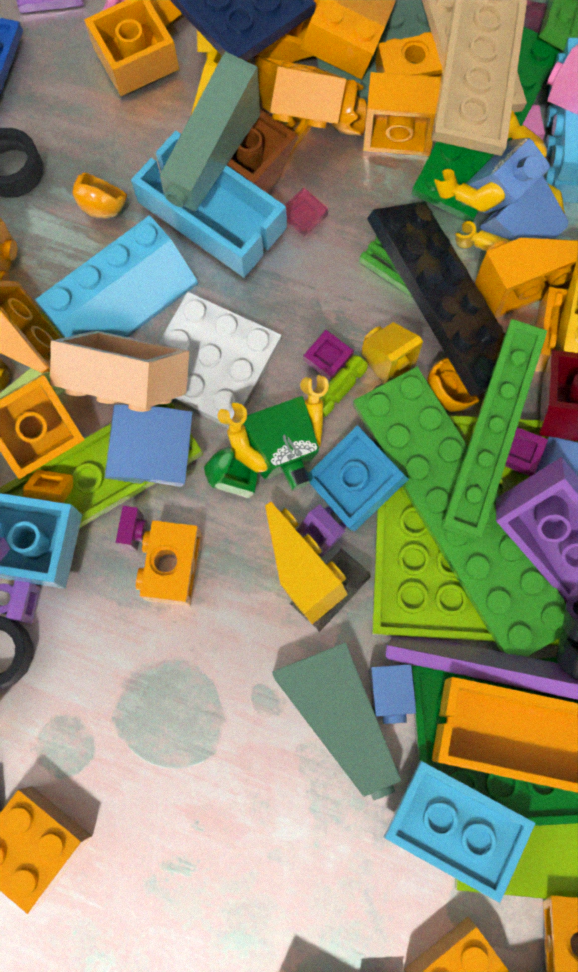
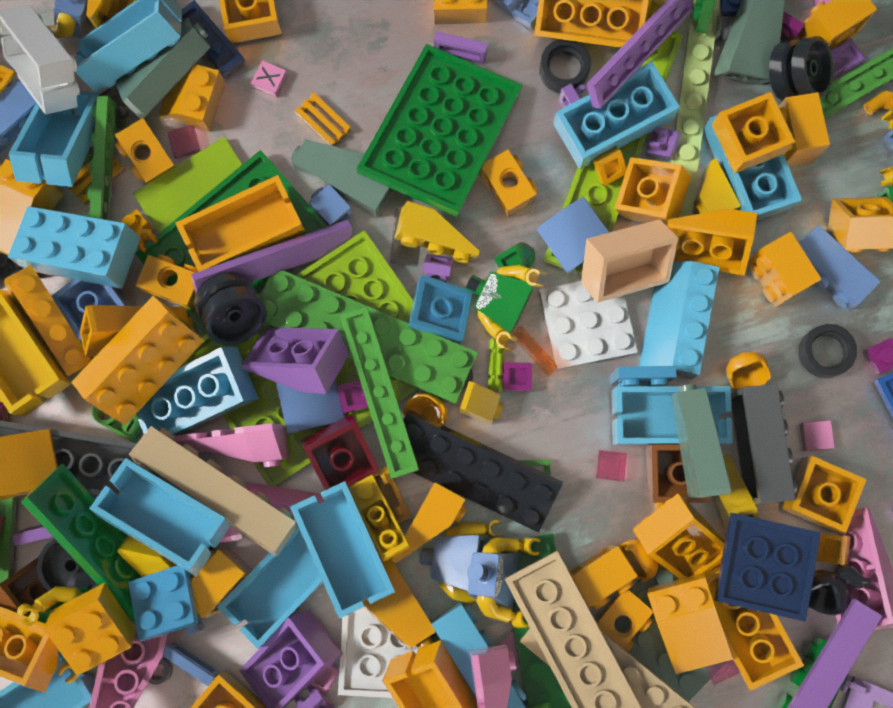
camera: 140 degrees right, 5 degrees up
(88, 104) = (817, 435): none -> bright pink tile
(88, 772) = (461, 47): none -> medium lavender tile
(131, 528) = (546, 185): magenta plate -> none
(146, 113) = (762, 443): none -> dark grey piece
(195, 682) = (440, 130): none -> green plate
(204, 255) = (643, 375): none -> dark azure plate
(290, 362) = (534, 351): none -> clear orange tile
(324, 851) = (308, 105): none -> light orange tile
(345, 927) = (269, 78): none -> bright pink tile
(459, 831) = (242, 159): medium azure plate -> none
(511, 927) = (183, 141): none -> clear pink tile

